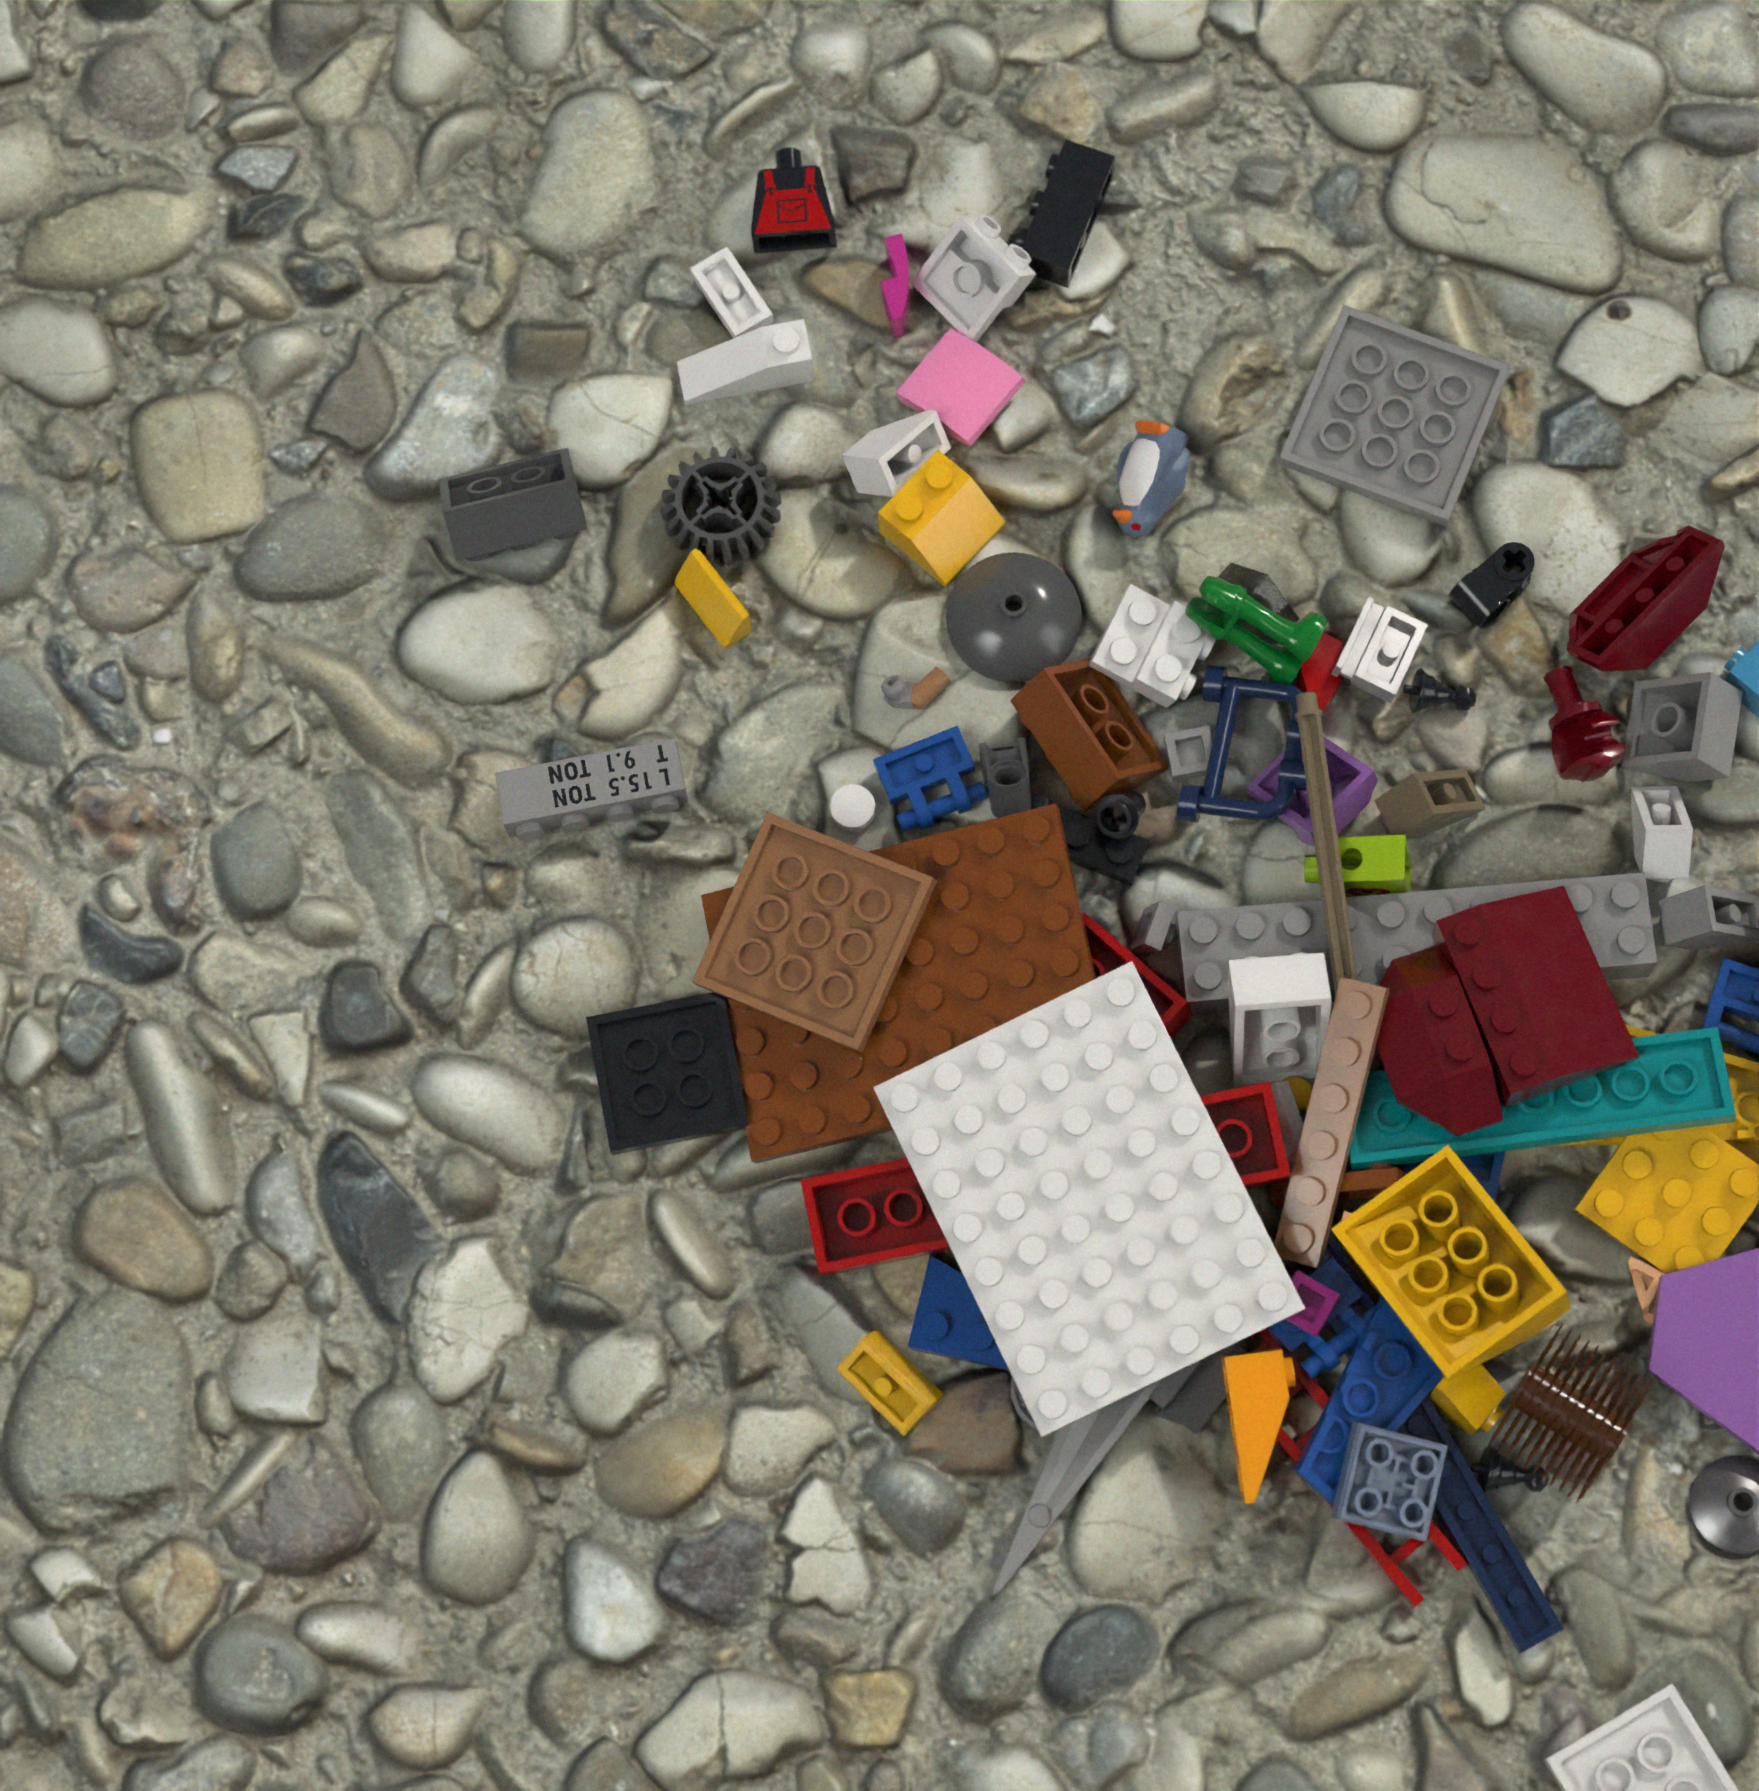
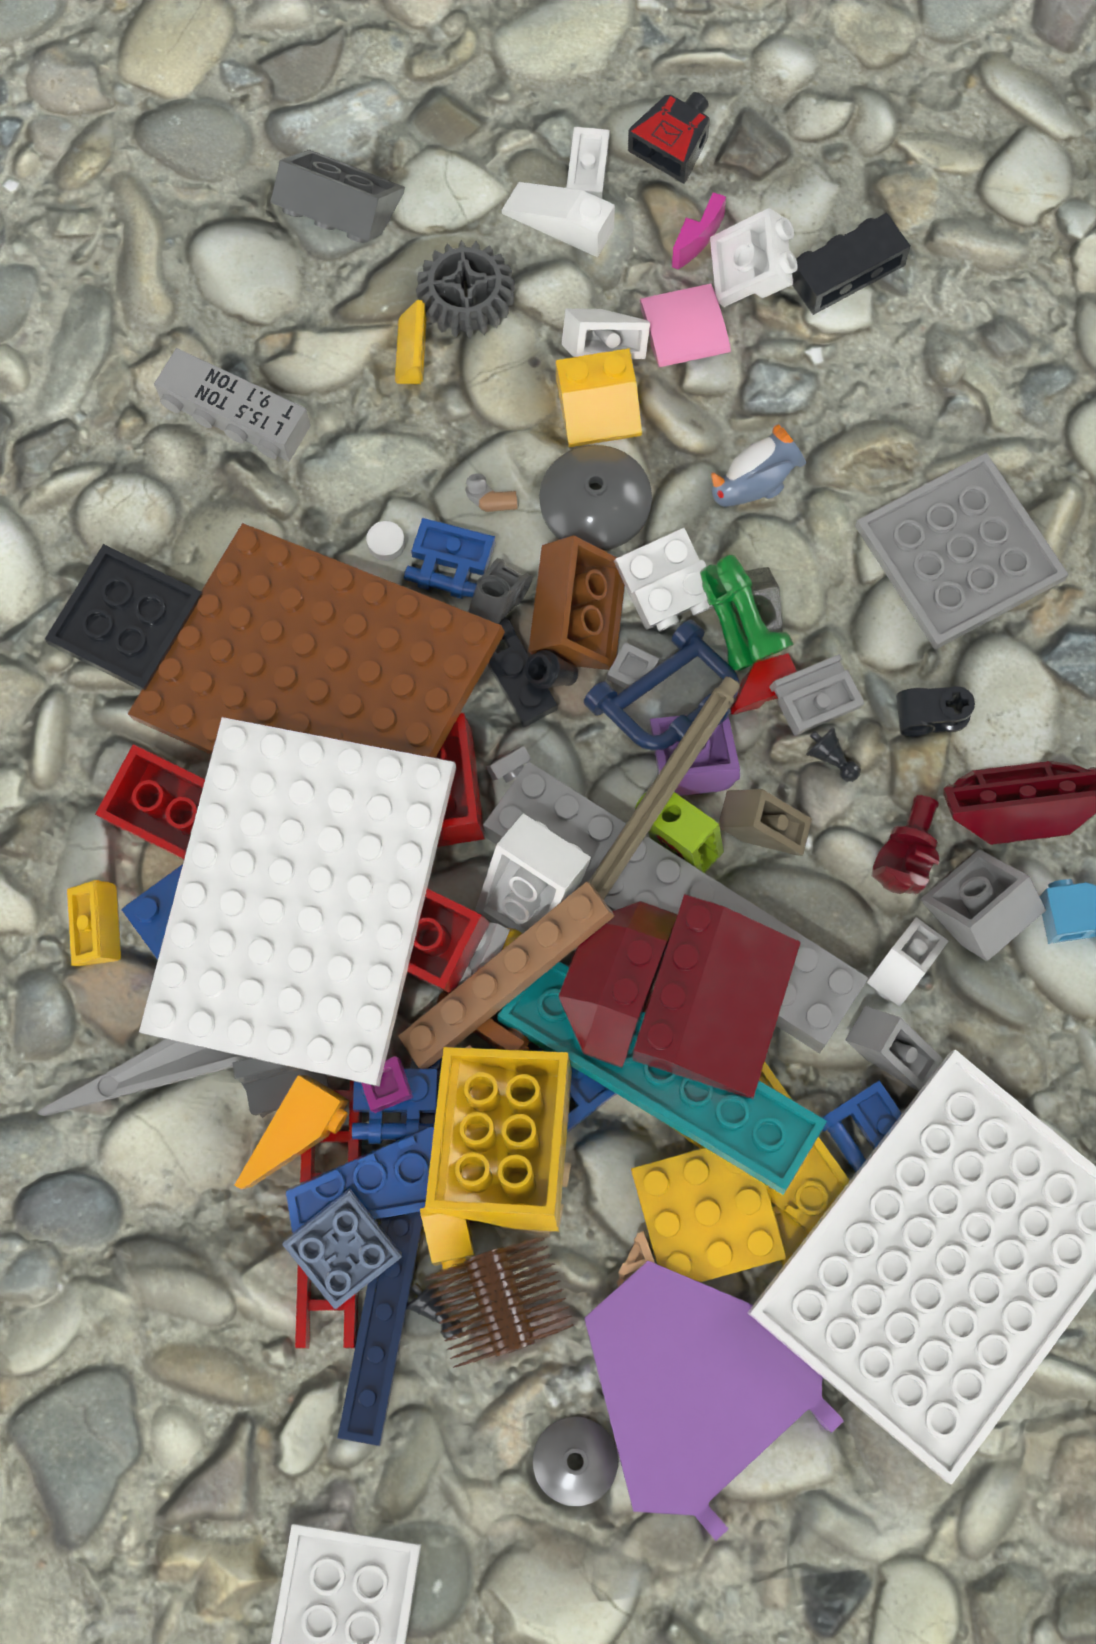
camera: 35 degrees right, 0 degrees up
(814, 932) = (281, 594): medium nougat plate -> none

